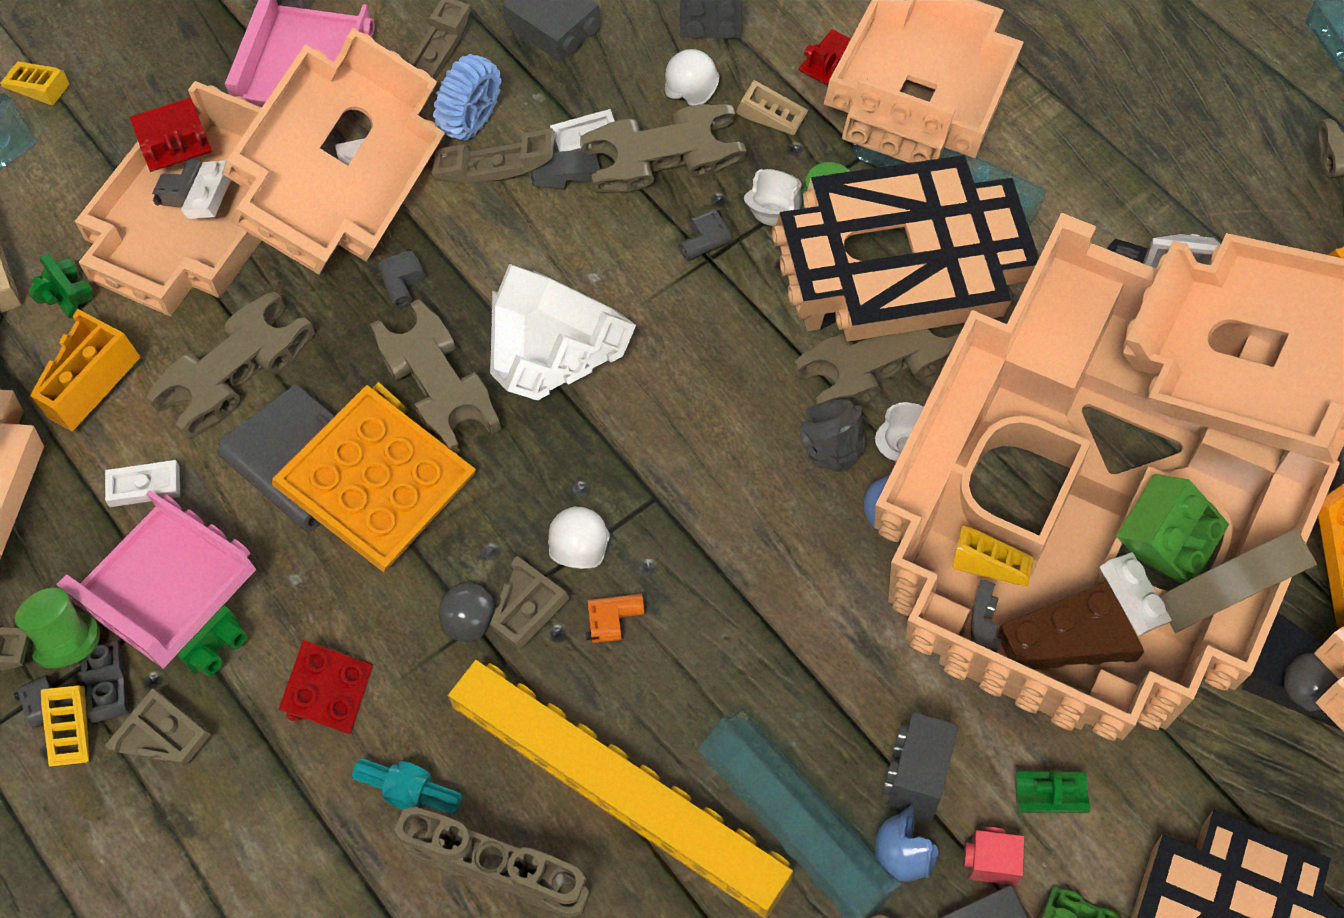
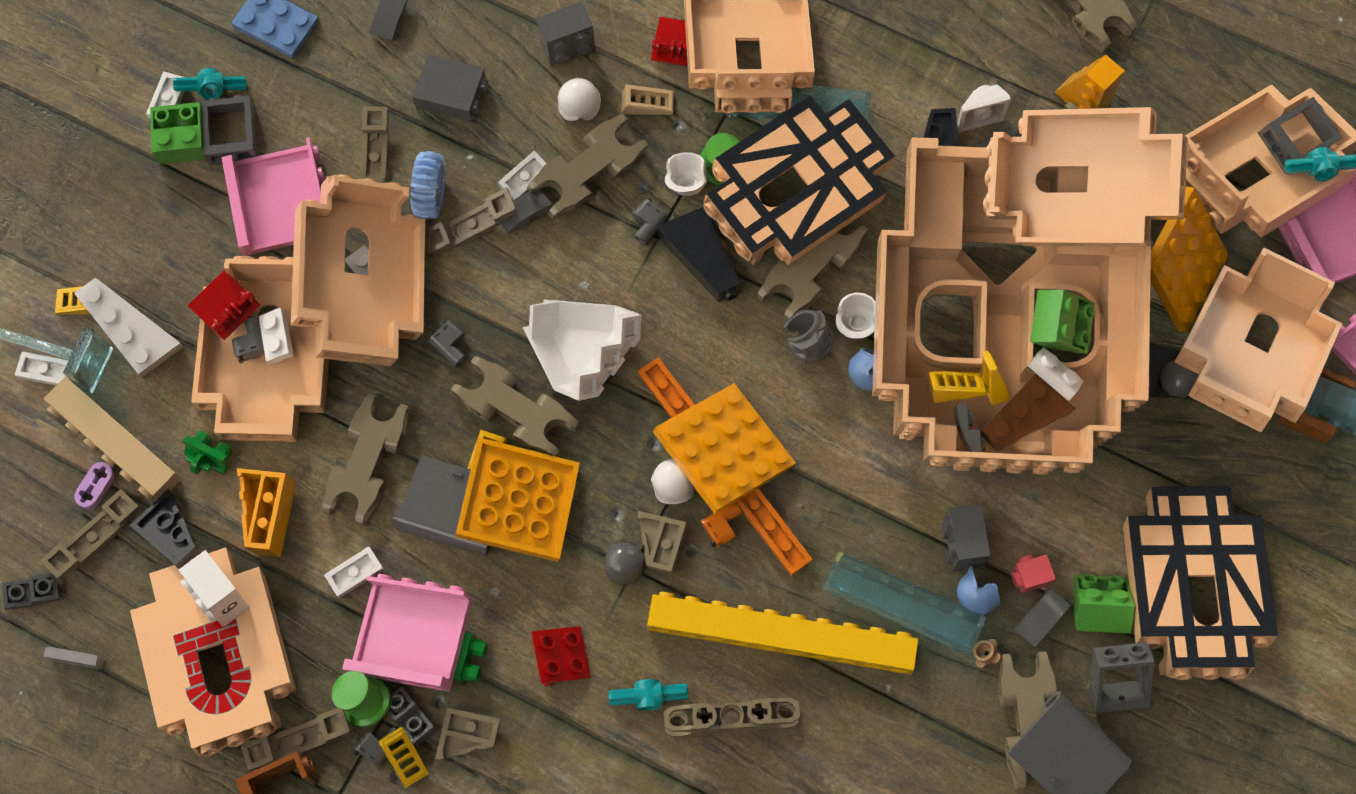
camera: 25 degrees left, 10 degrees up
(56, 125) = (133, 333): none -> white wedge
(653, 555) = (753, 505): none -> orange plate
(659, 523) = (724, 448): none -> light orange plate
(748, 286) = (702, 253): none -> black slope
(1045, 571) = (993, 381): none -> yellow slope
(1051, 792) = (1050, 518): green hips -> none
(1237, 579) = (1117, 344): dark tan slope -> none

